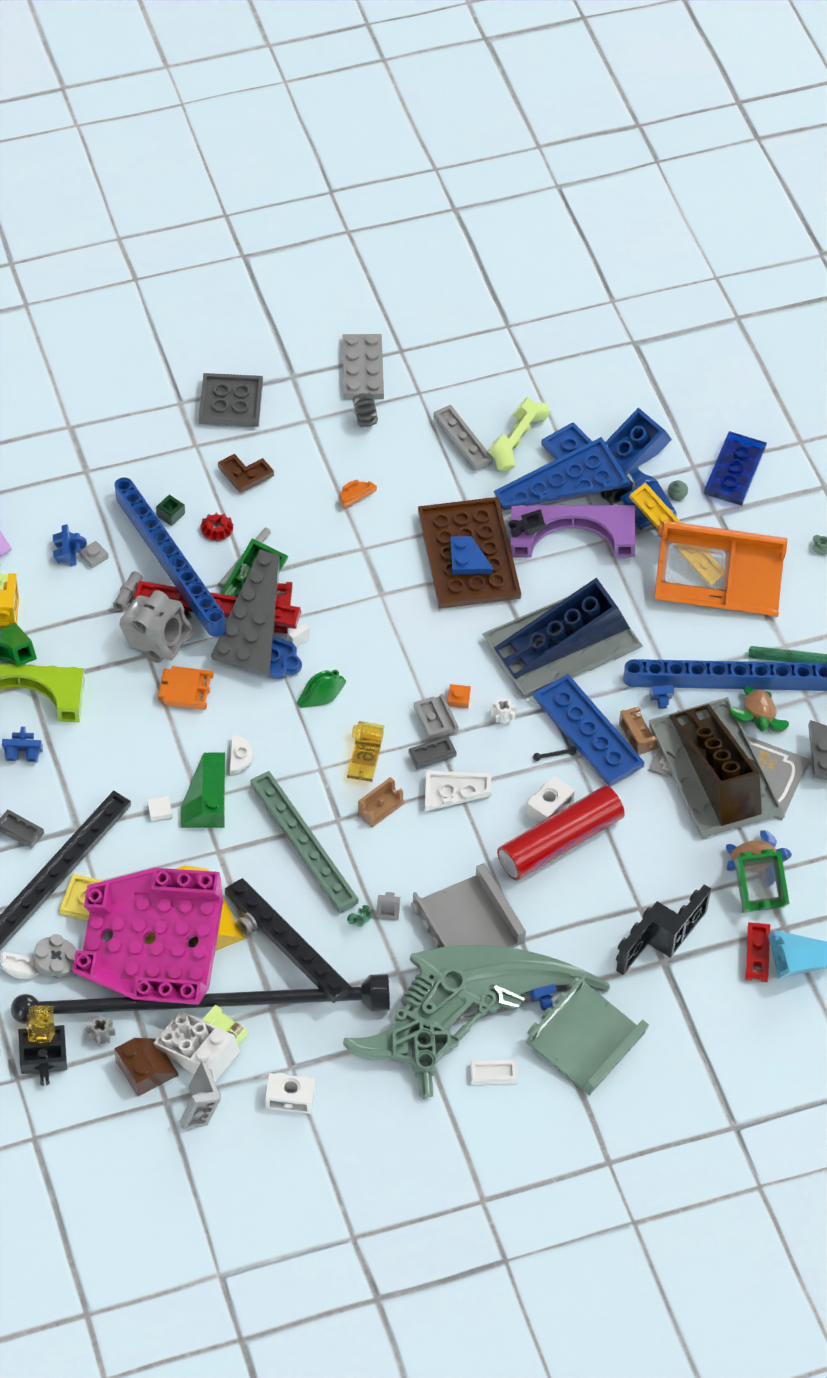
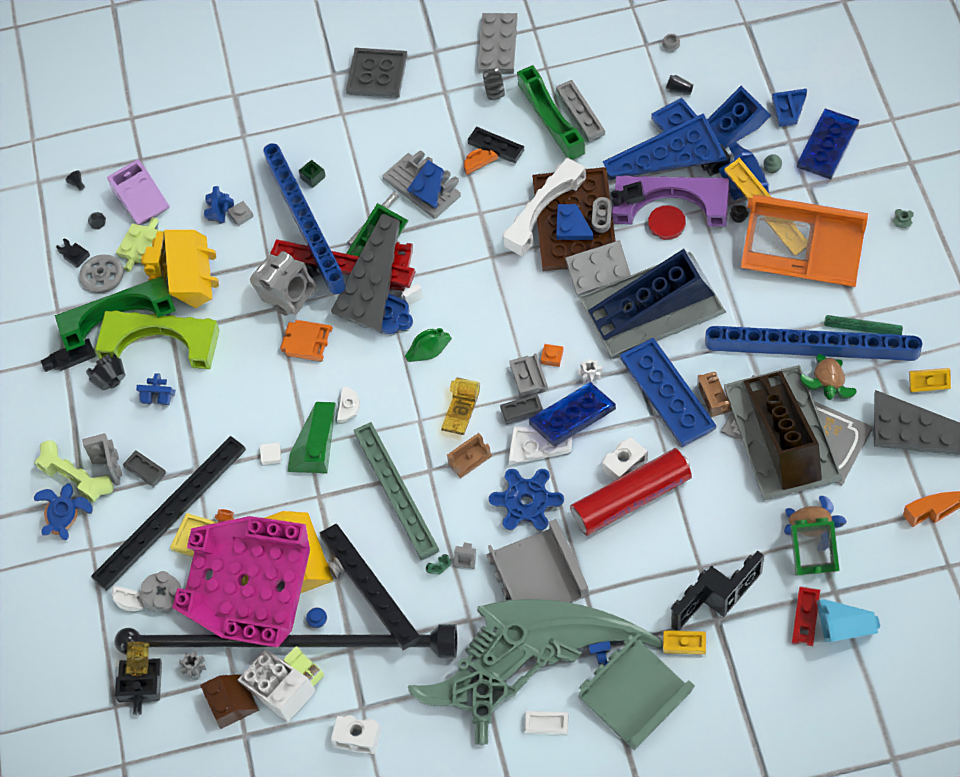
camera: 15 degrees right, 5 degrees up
(47, 611) = (189, 266): none -> yellow piece
(115, 872) = (224, 515): none -> orange plate
(127, 591) = (265, 248): light grey pin -> none
(203, 1100) = (273, 744): light grey bracket -> none
(220, 532) = (352, 195): red gear -> none
(231, 976) = (316, 617): none -> blue plate
(244, 476) = (382, 144): reddish brown plate -> none
(299, 523) = (405, 171): none -> light grey hinge
(303, 518) = (428, 184): none -> blue wing
(381, 477) = (501, 146): none -> black plate
(450, 464) = (563, 133): none -> green arch
(454, 834) = (522, 488): none -> blue plate
(458, 507) = (568, 176): none -> white arch
(489, 755) = (572, 414): none -> clear blue plate
(499, 550) = (601, 216): none -> light grey plate
(500, 602) = (597, 267): none -> light grey plate
(501, 448) = (614, 120): yellowish green plate -> none
(554, 363) = (671, 42): none -> light grey plate
(568, 409) = (679, 85): none -> black cone
(569, 554) = (667, 222): none -> red tile
(571, 751) = (650, 411): black hinge -> none
(632, 983) = (684, 642): none -> yellow plate
(646, 543) = (739, 217): none -> black plate
(662, 694) = (739, 359): blue tile -> none
(689, 429) = (789, 106): none -> blue wing

